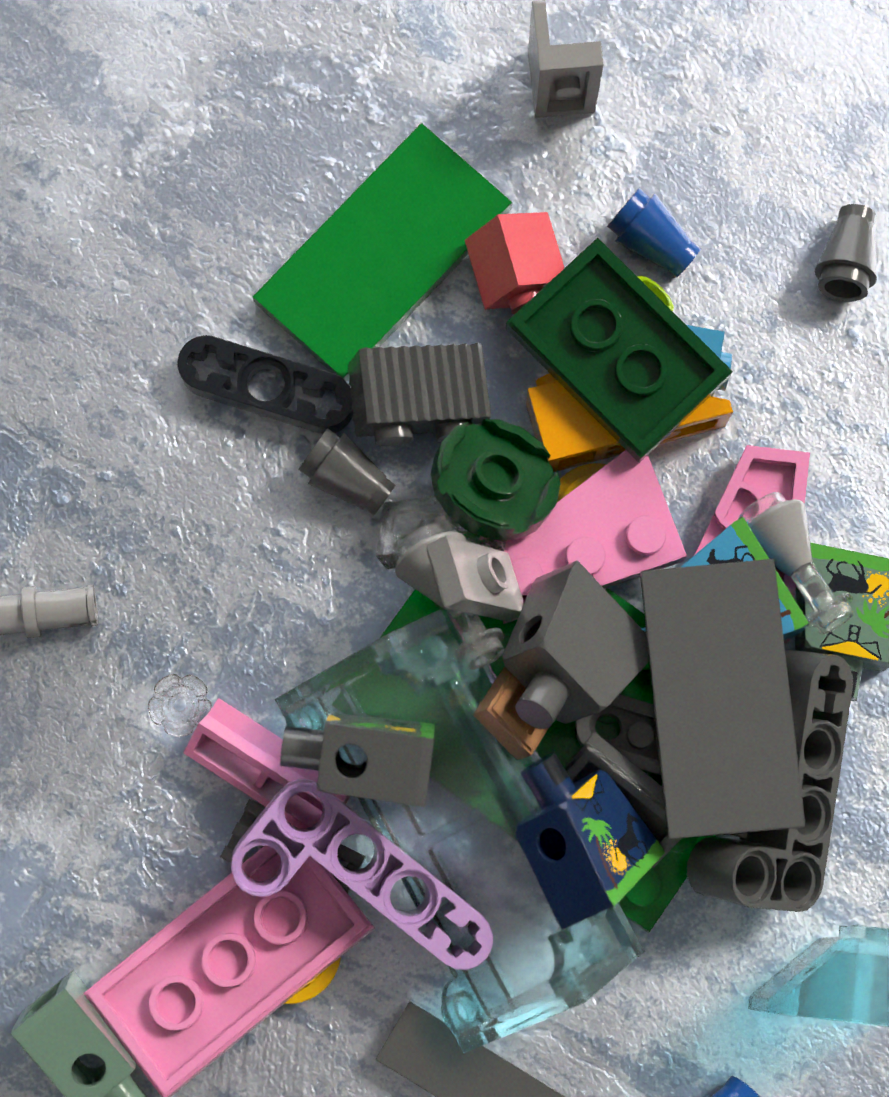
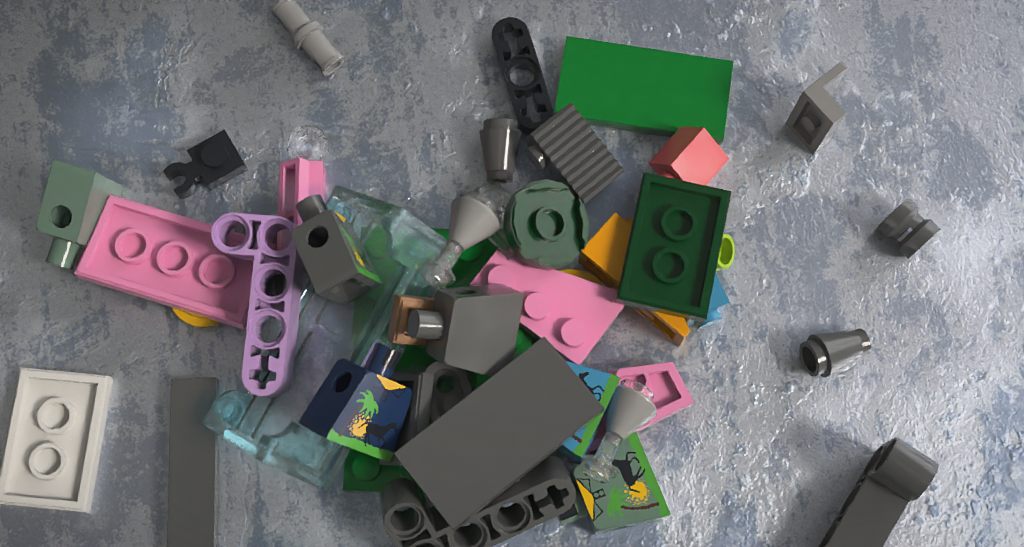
camera: 55 degrees right, 5 degrees down
(119, 836) = (212, 162): none -> black plate
(475, 578) = (473, 242): light grey plate -> none
(653, 233) = (763, 228): blue cone -> none
(762, 69) = (903, 218): none -> dark grey wheel

